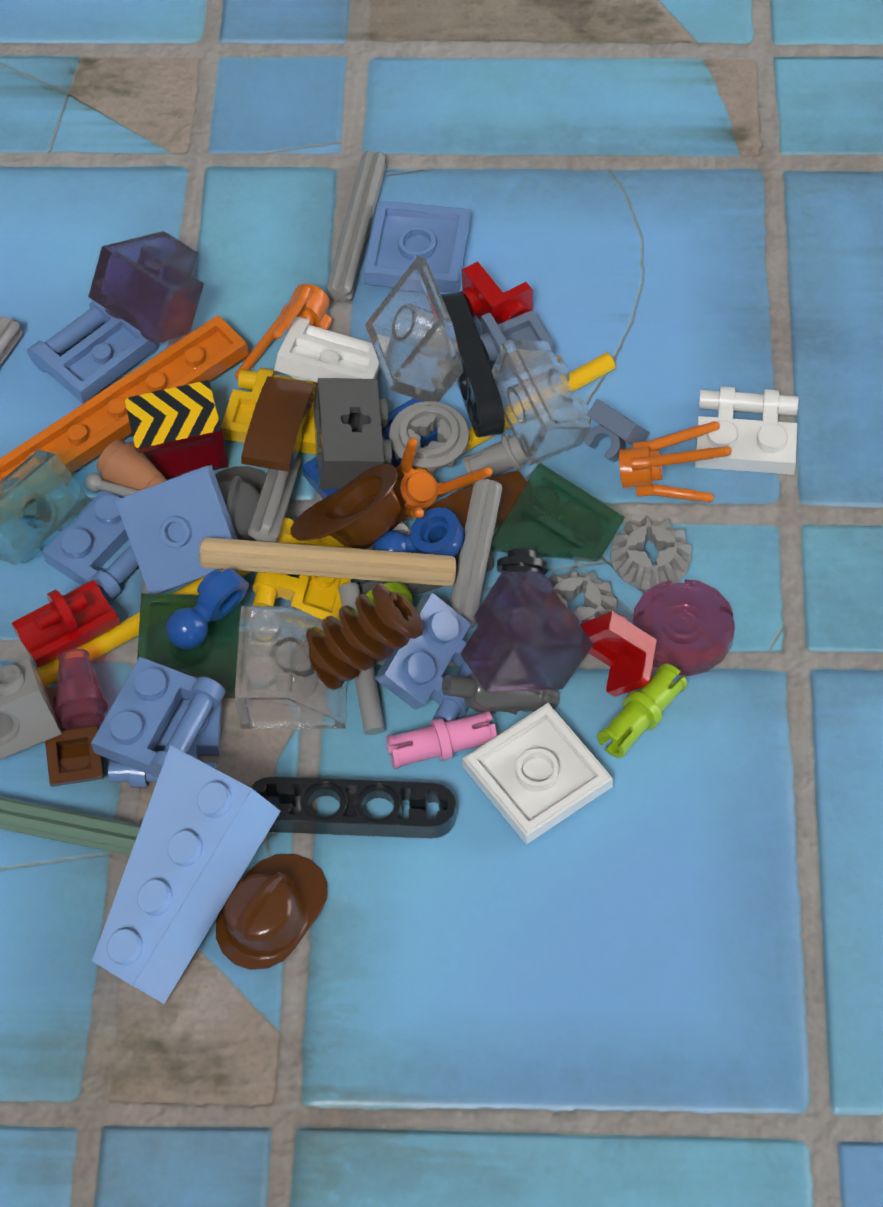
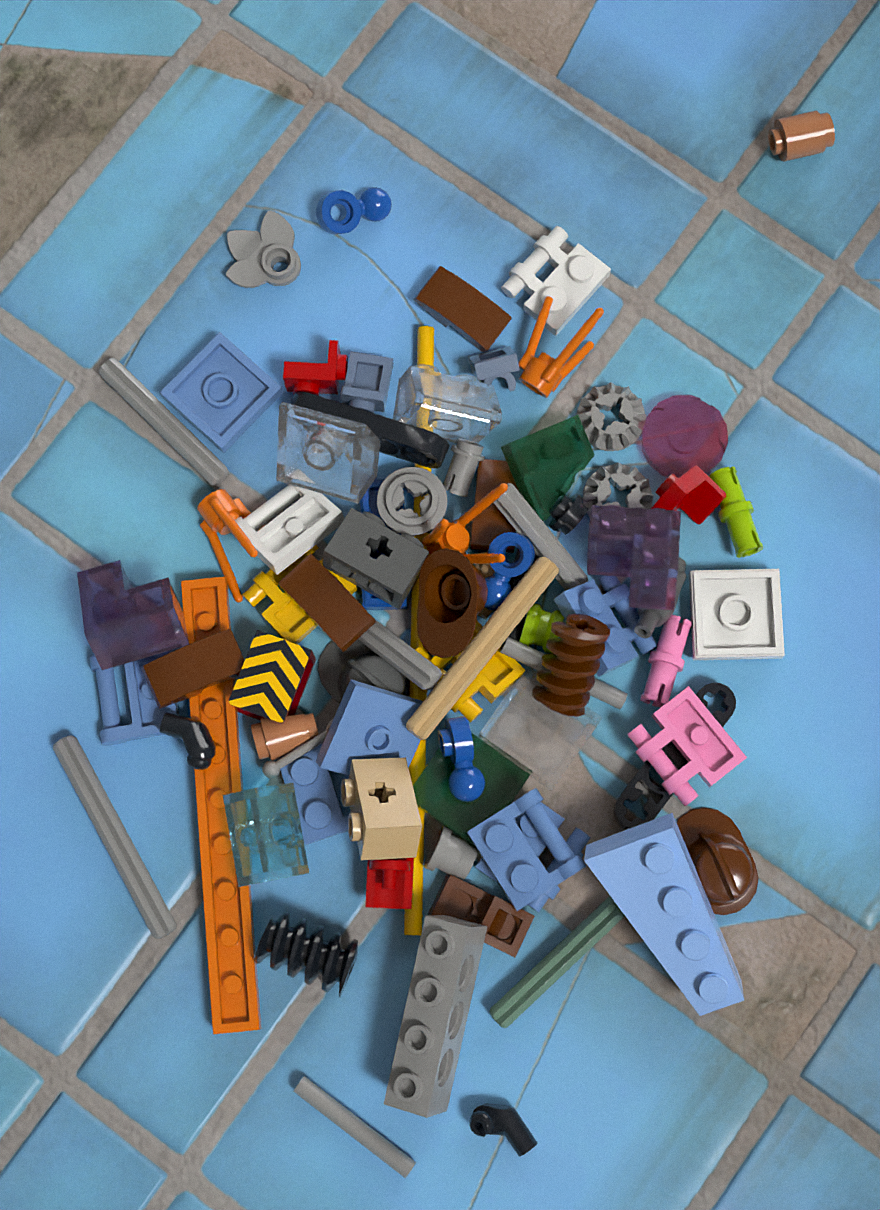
camera: 55 degrees left, 20 degrees up
(77, 401) = (194, 736): none -> black arm
(78, 693) = (461, 892): clear pink cone -> none
(109, 567) = (382, 809): none -> tan brick
(113, 665) = (450, 854): none -> light grey piece
(139, 359) = (193, 668): none -> reddish brown slope
(377, 800) = (696, 736): none -> bright pink plate
(573, 205) = (260, 251): none -> light grey plate
(652, 374) = (462, 307): none -> reddish brown slope
(691, 253) = (372, 205): none -> blue plate

